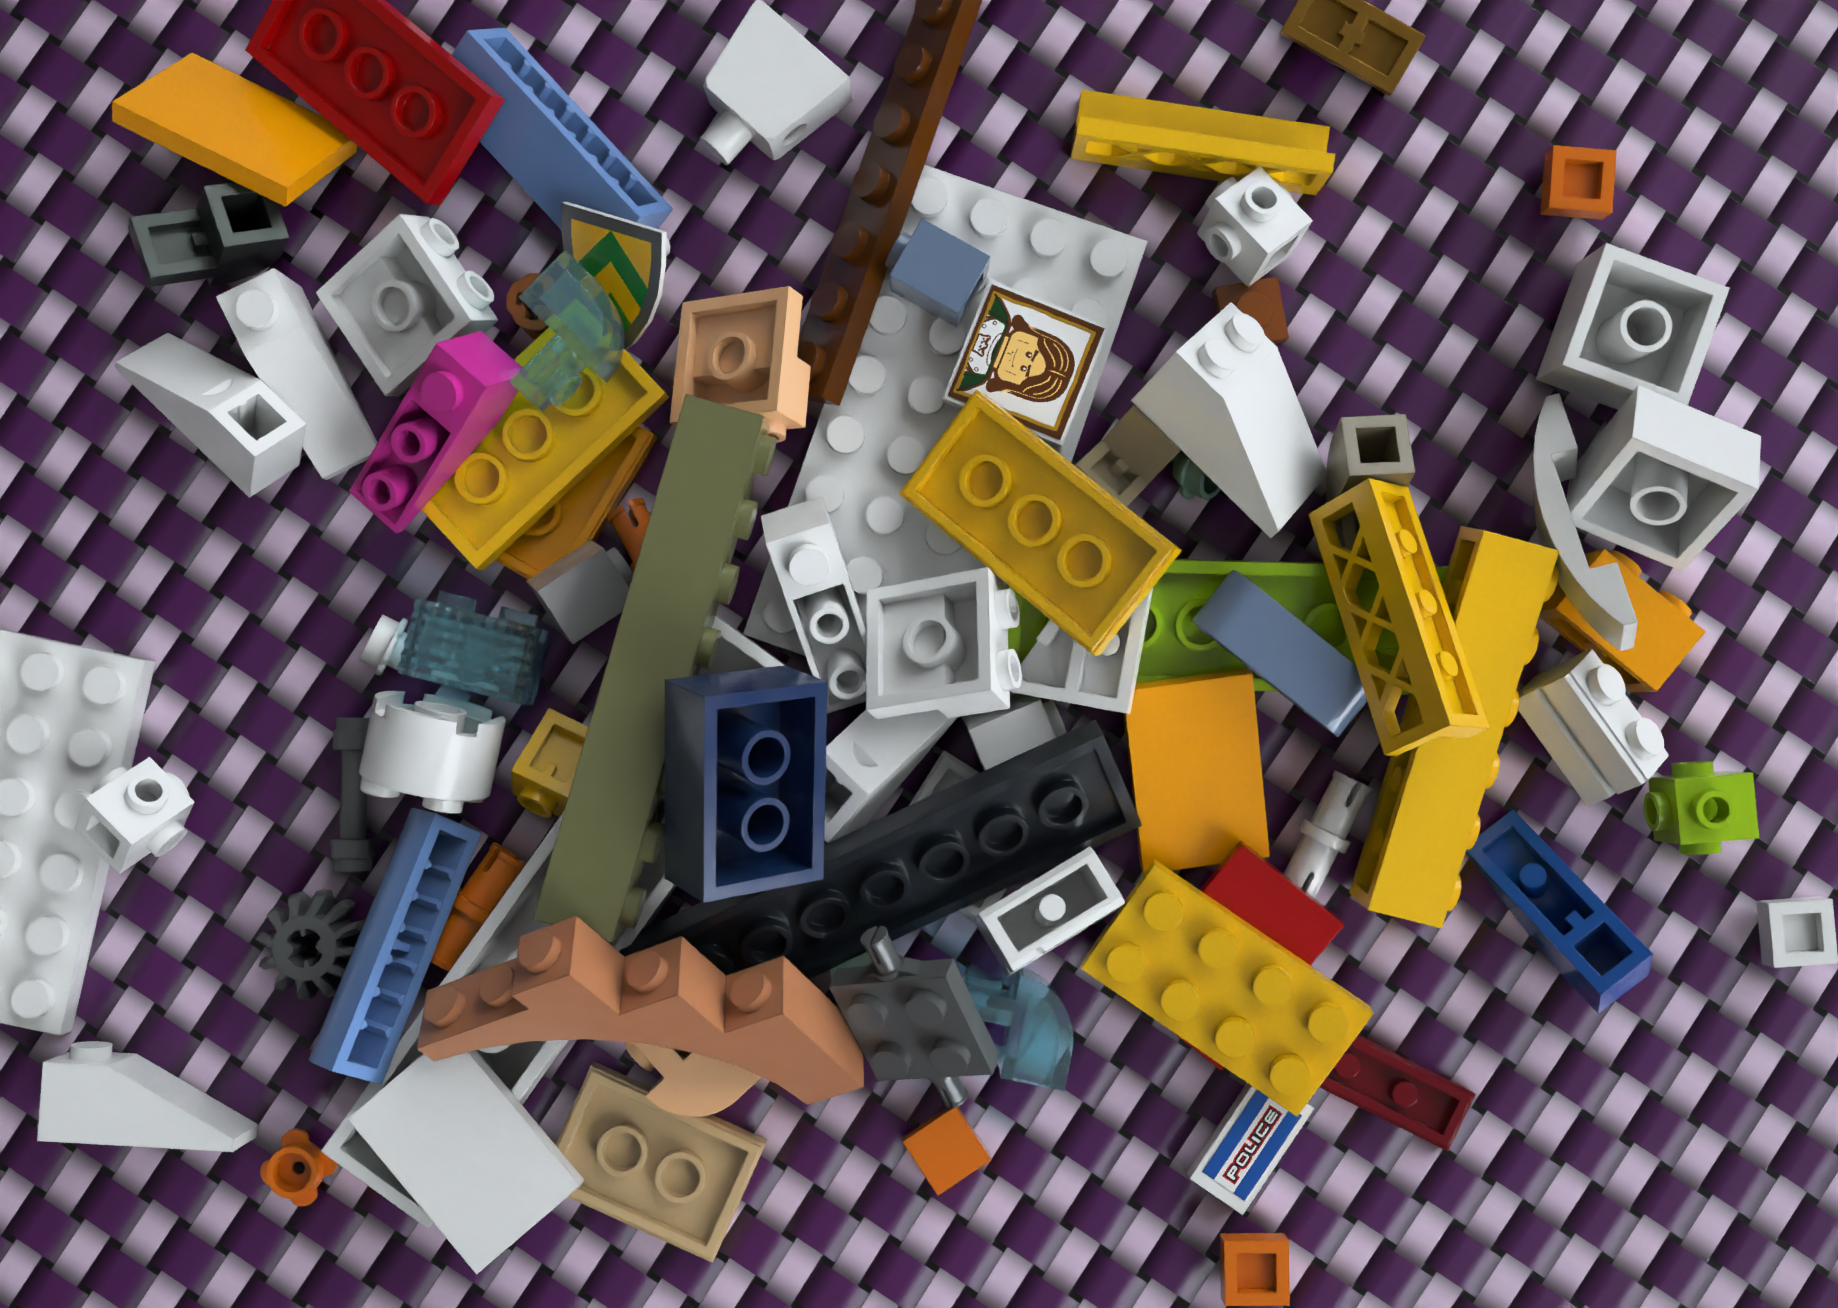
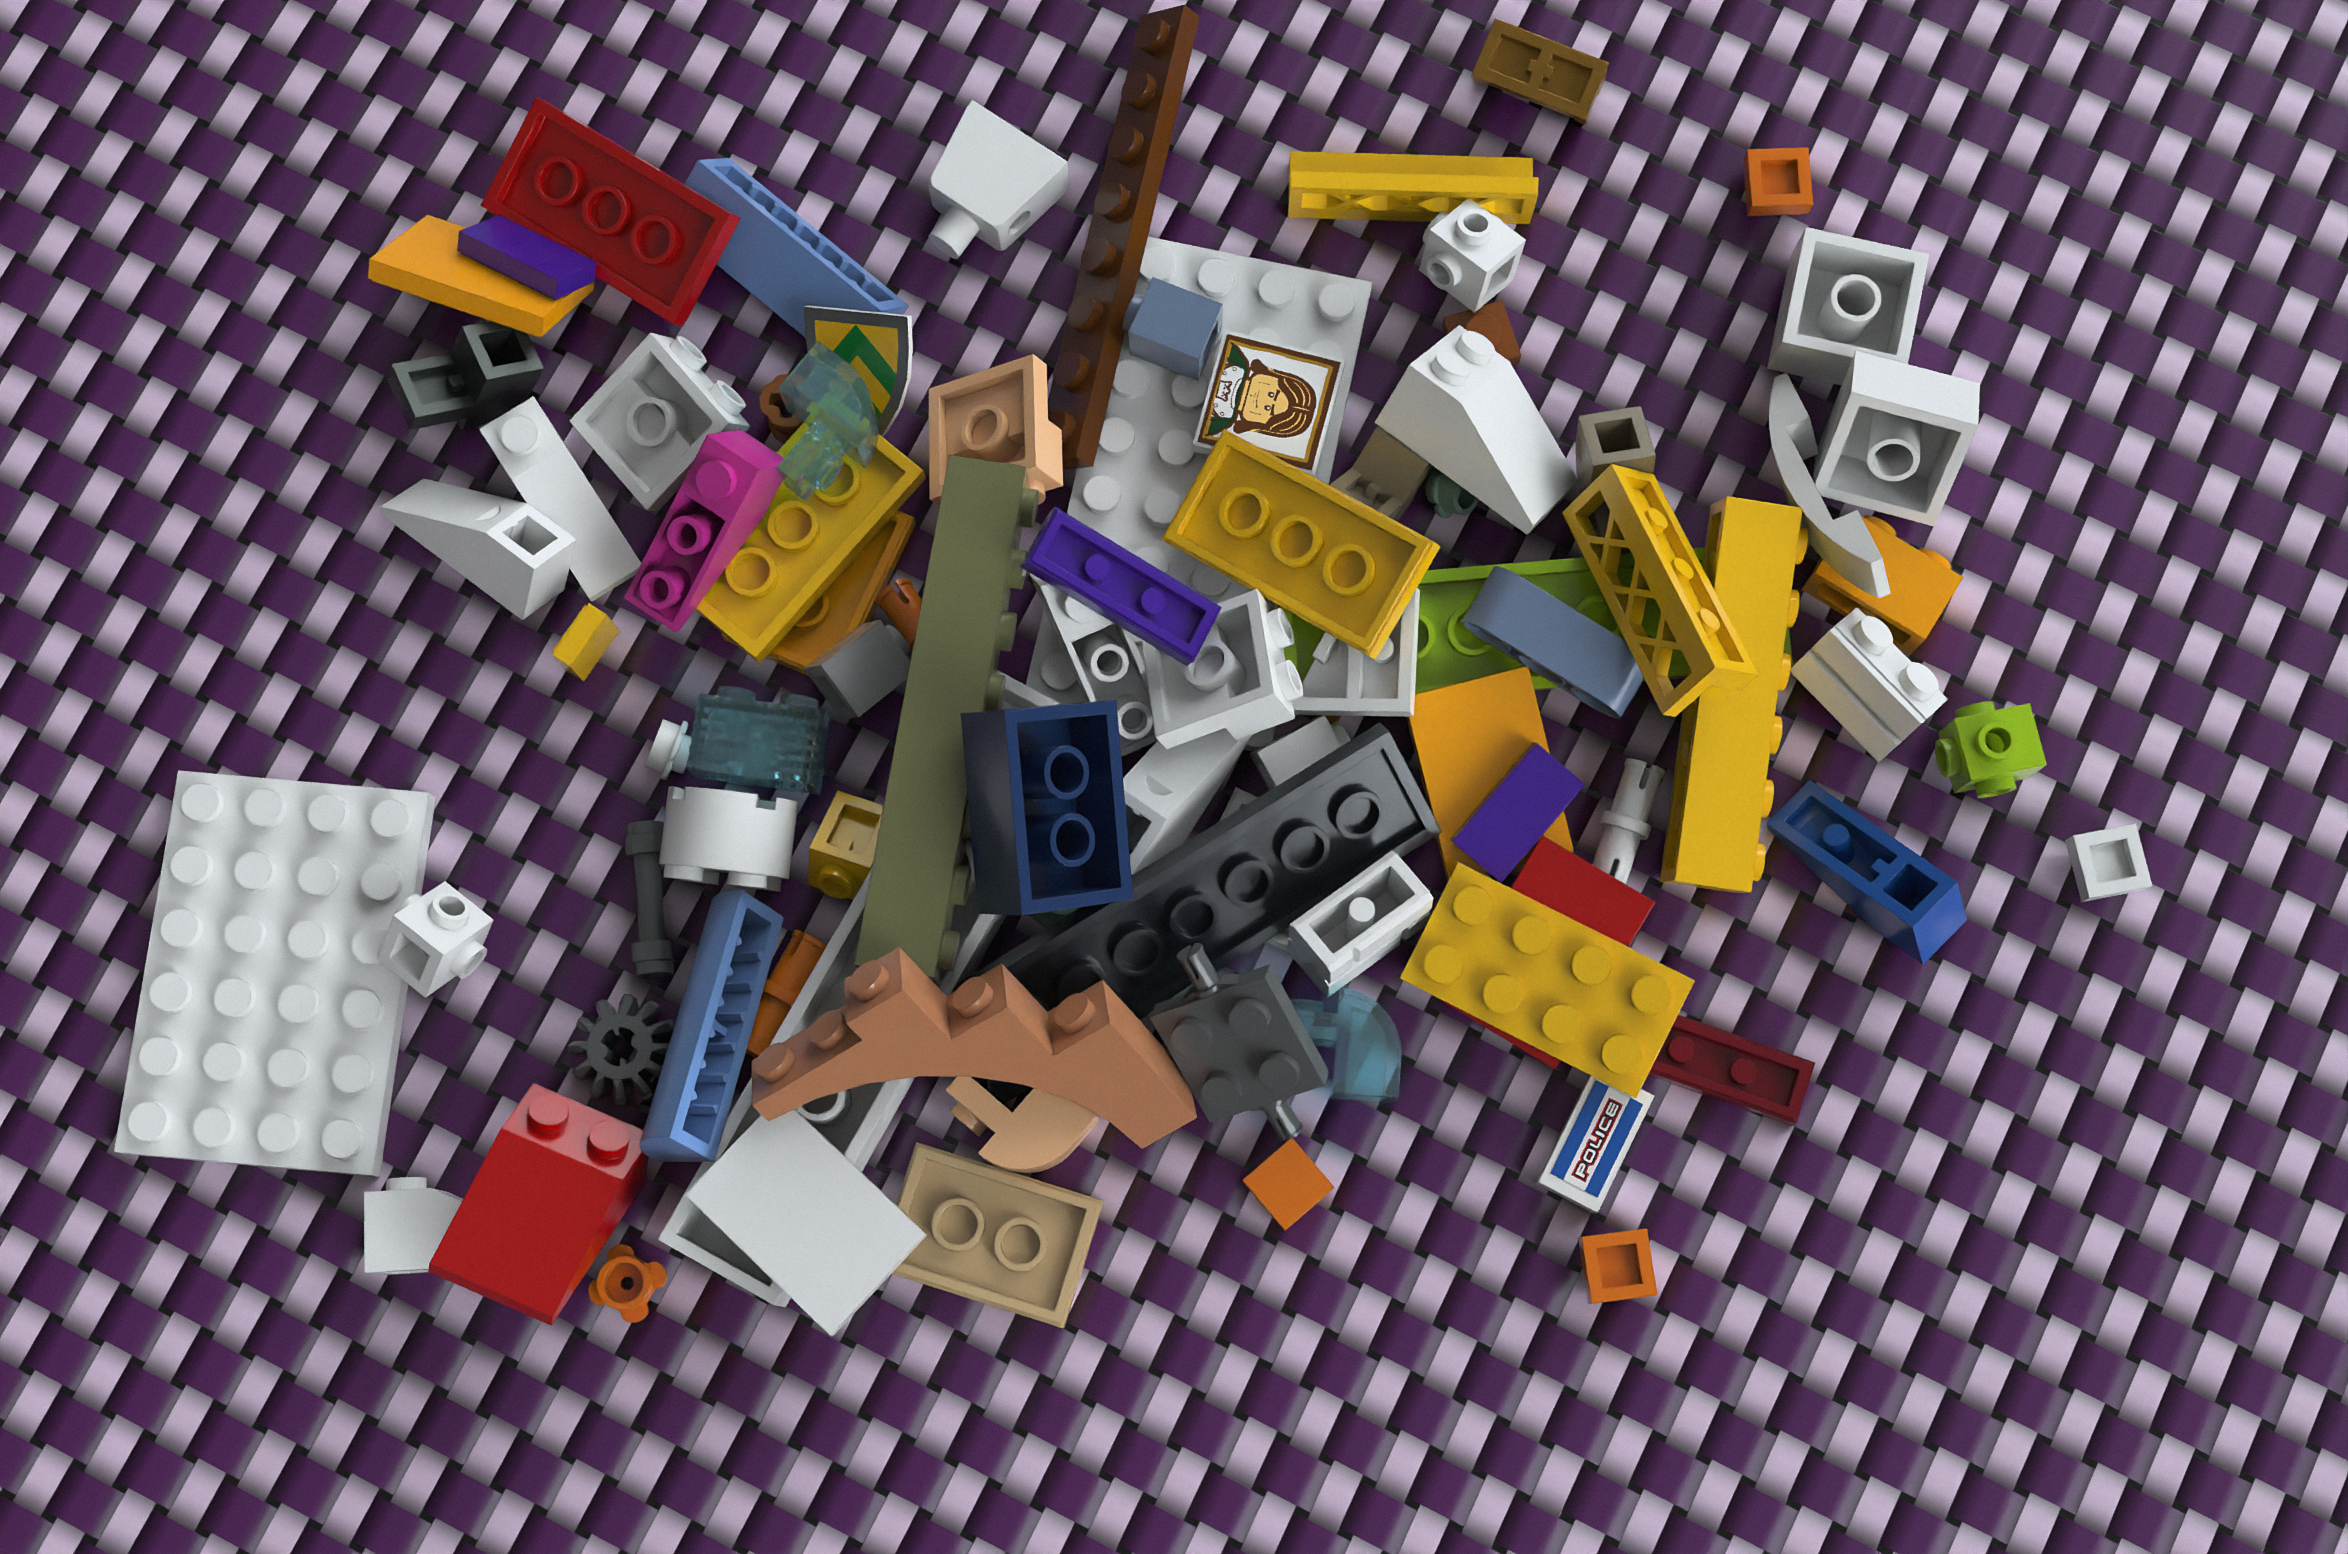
camera: 10 degrees left, 10 degrees down
(209, 1103) = (542, 1204): none -> red slope
(282, 114) = (526, 257): none -> dark purple tile
(311, 526) = (585, 641): none -> yellow tile
(847, 553) = (1121, 586): none -> dark purple tile
(1219, 817) = (1517, 812): none -> dark purple tile

